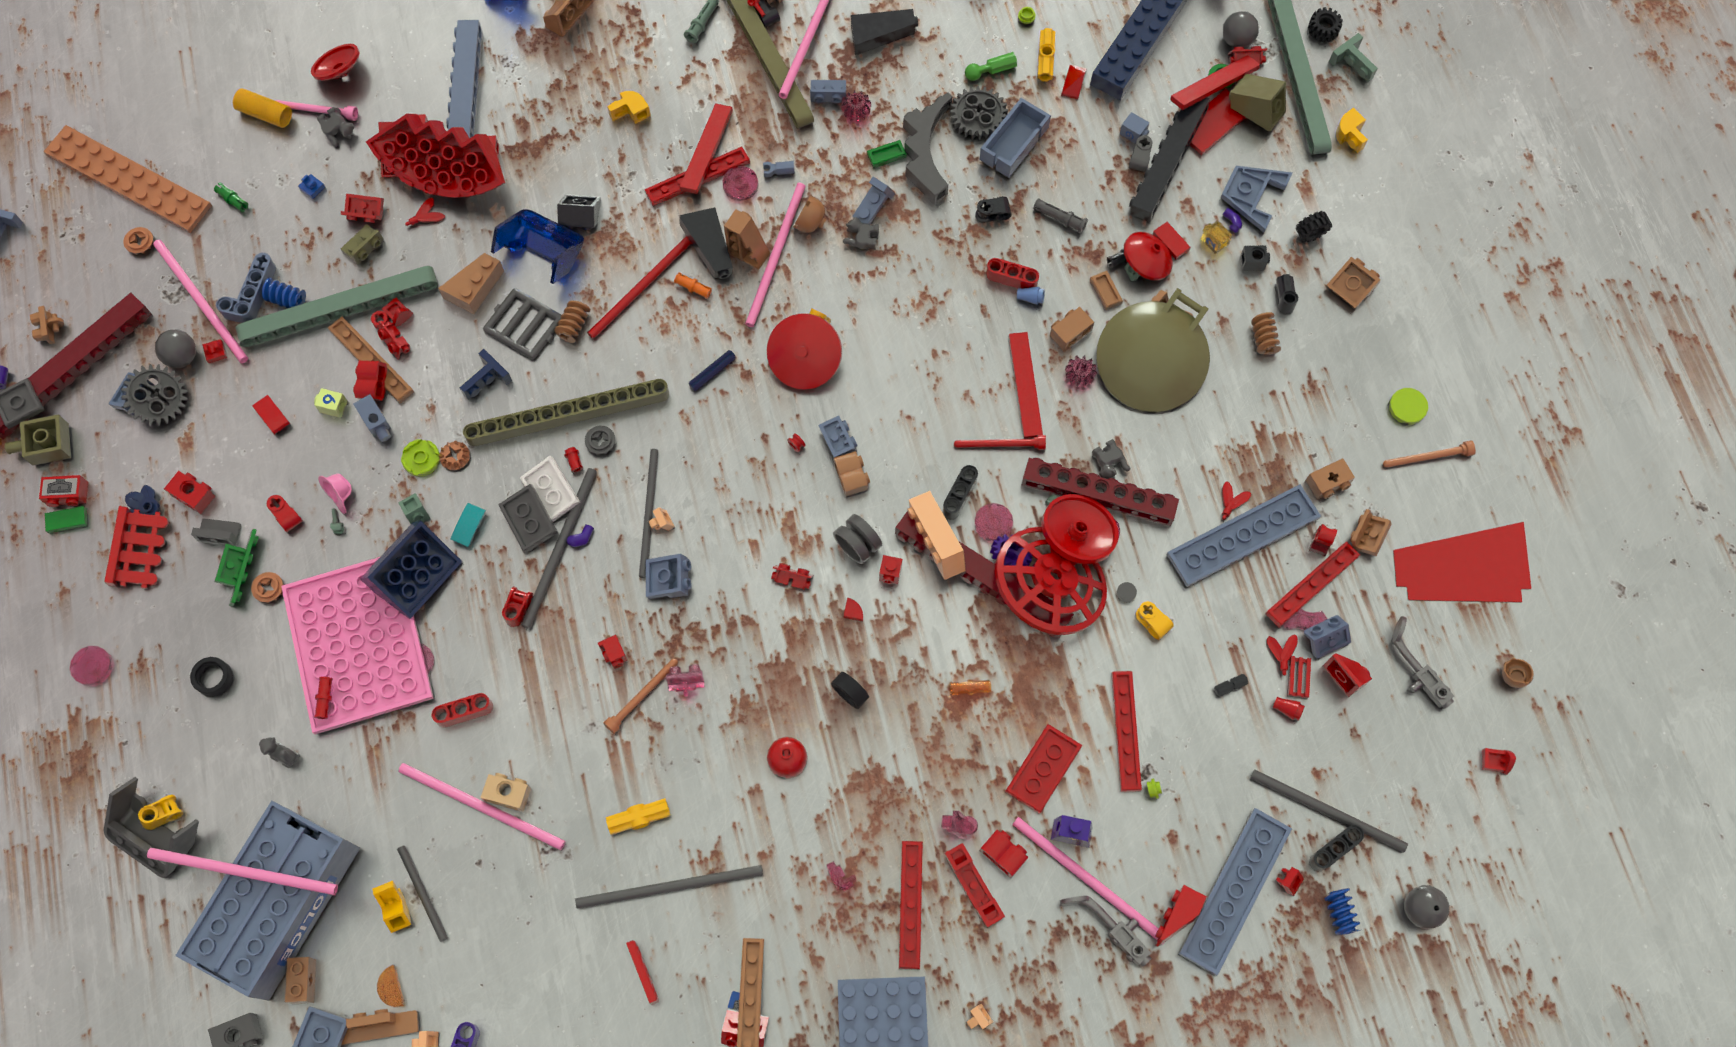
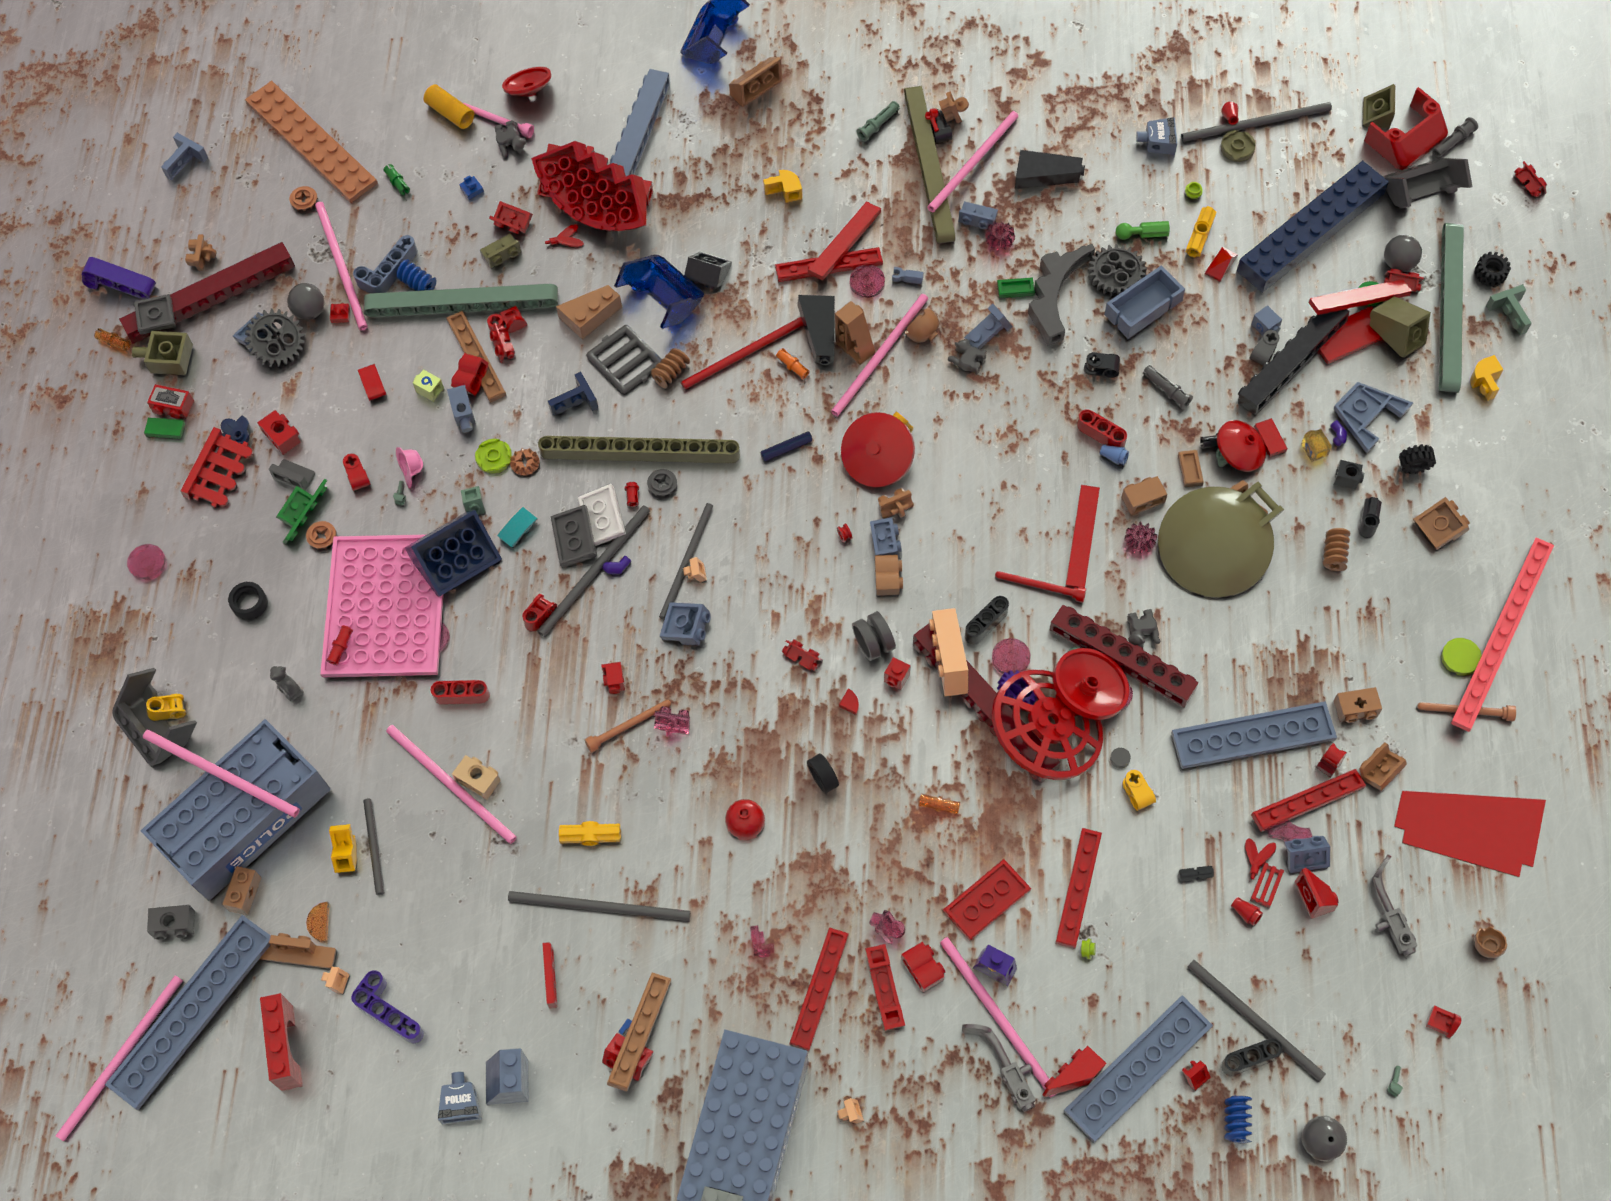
camera: 20 degrees right, 5 degrees down
(838, 401) = (895, 505): none -> medium nougat hips
(1232, 503) = (1251, 701): red piece -> none
(1440, 376) = (1502, 635): none -> coral plate
(1471, 837) = (1394, 1088): none -> sand green hand

